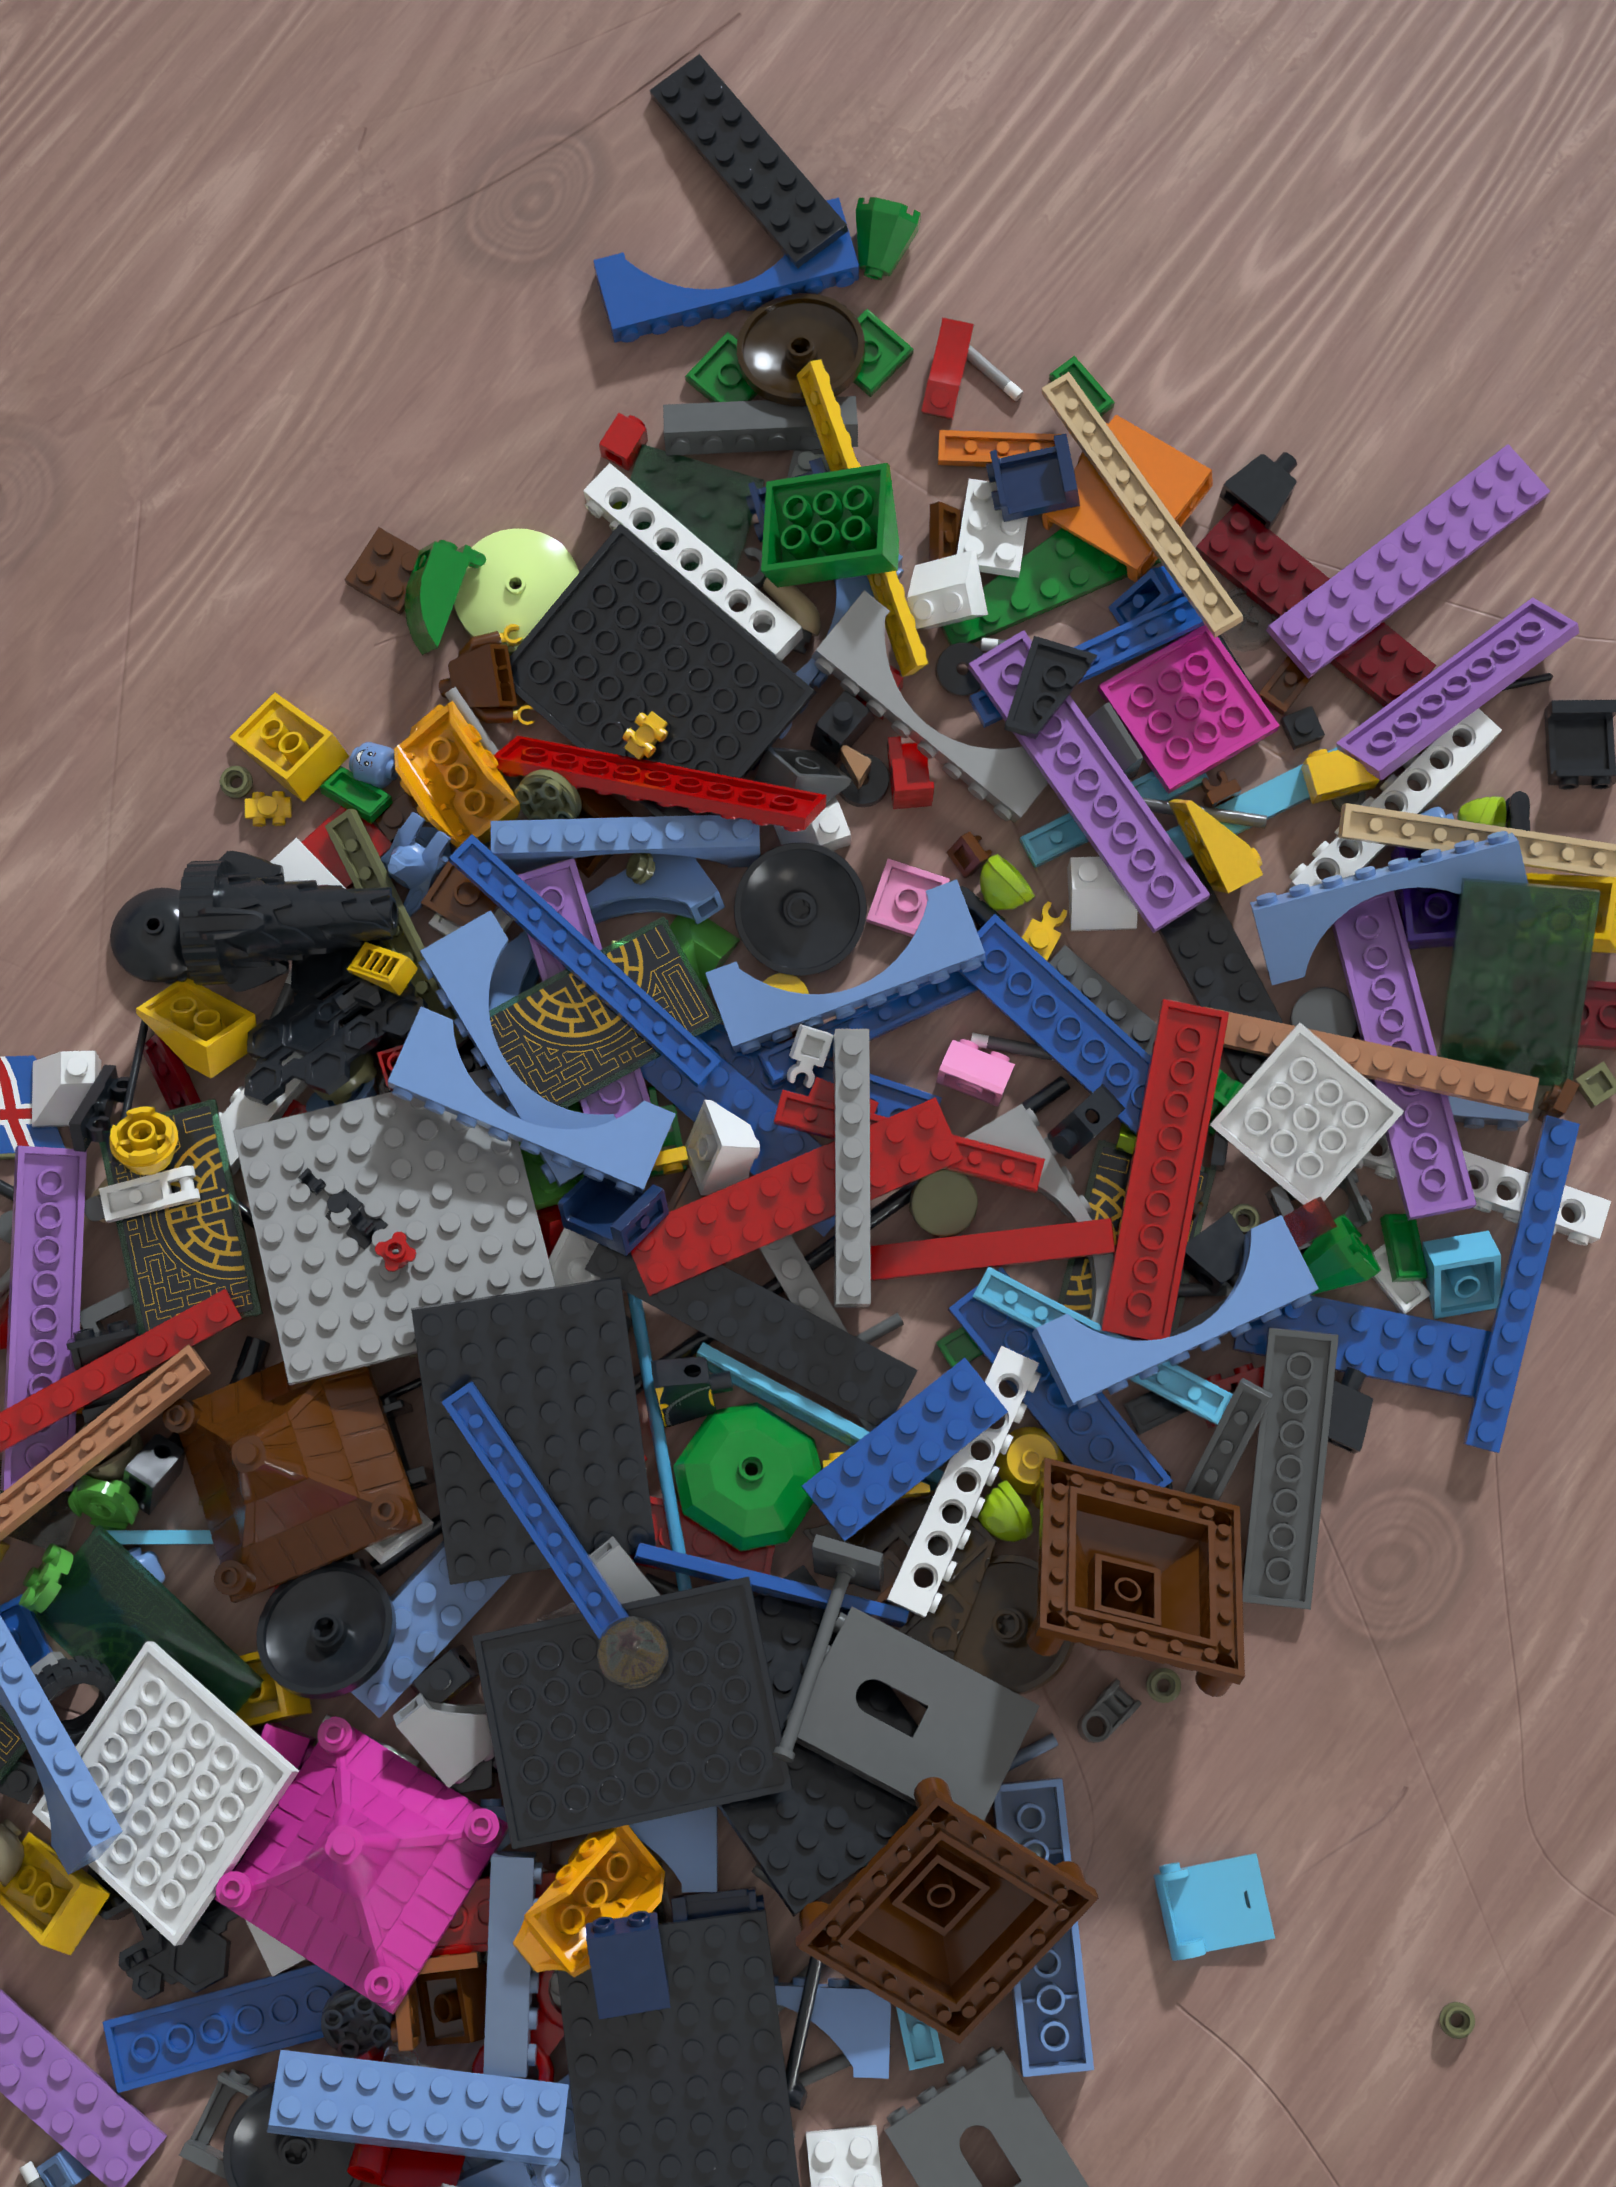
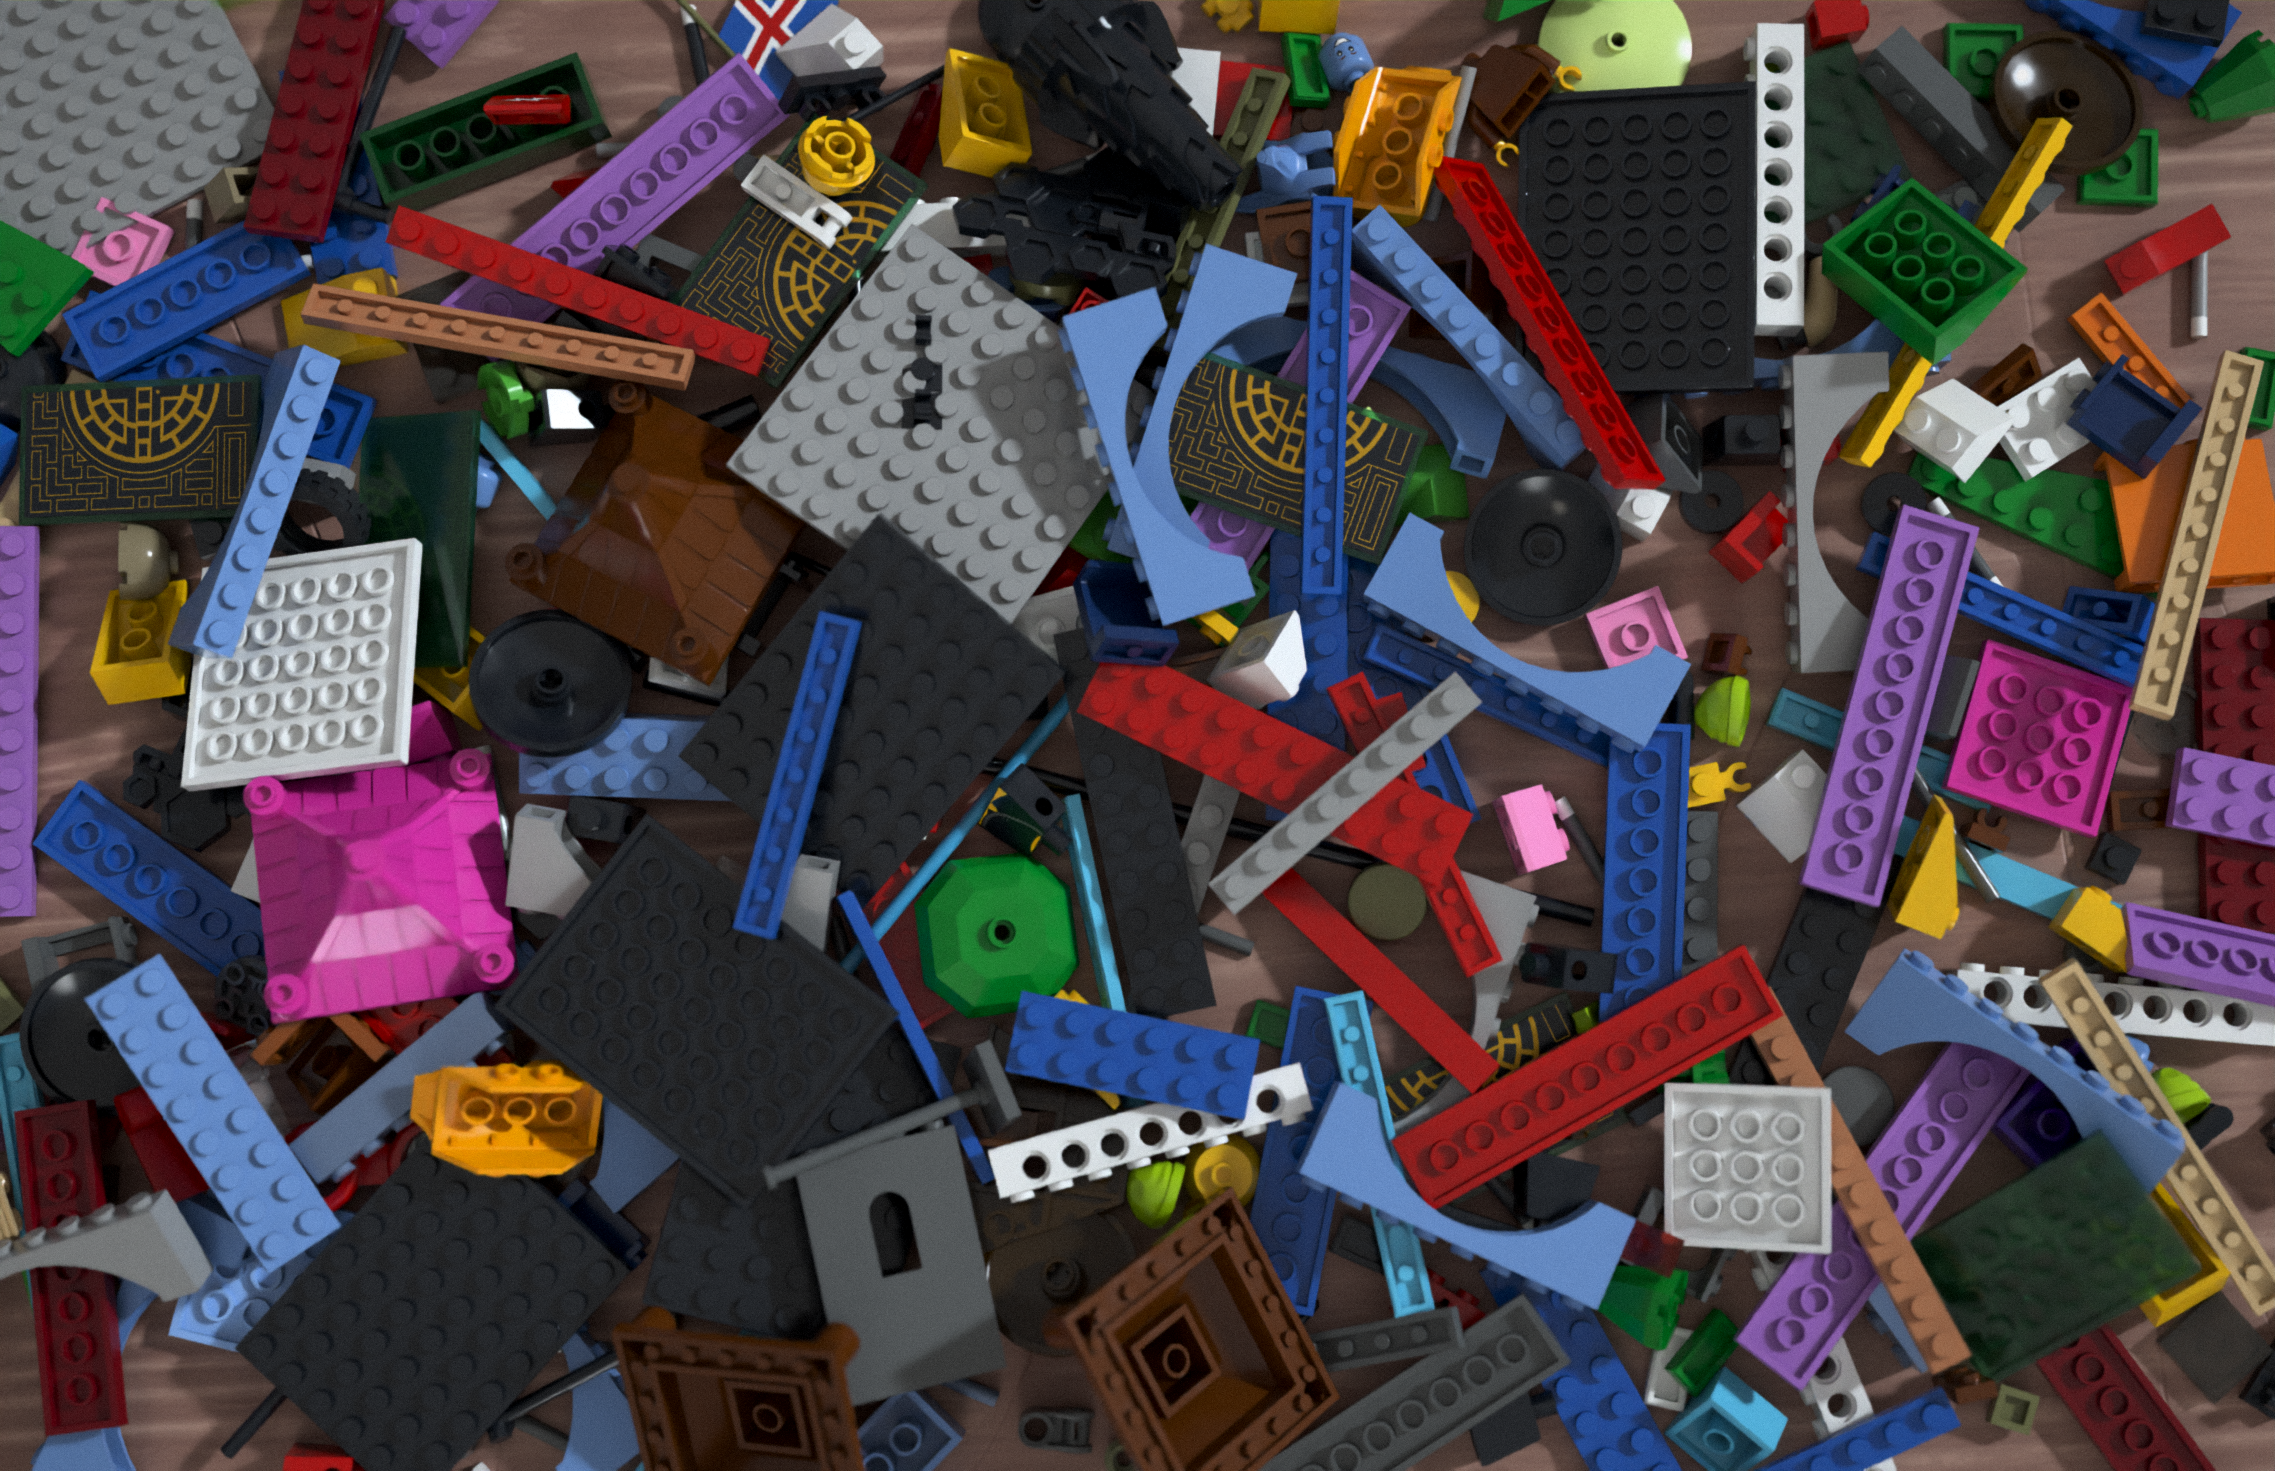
camera: 55 degrees right, 5 degrees up
(43, 1582) = (399, 406): bright green plate -> none
(395, 1261) = (920, 467): red plate -> none
(399, 976) = (1171, 245): yellow slope -> none
(548, 796) = (1447, 236): olive tile -> none
(627, 1965) = (478, 1192): dark blue panel -> none
(632, 1652) = (745, 967): clear smoke tile -> none
(640, 867) = (1455, 373): olive plate -> none
(643, 740) = (1580, 275): yellow piece -> none
(809, 1049) = (1419, 663): white plate -> none
(856, 765) = (1719, 484): medium nougat slope -> none
(1045, 684) = (1945, 590): black wing -> none
(1248, 1211) = (1616, 1189): olive plate -> none

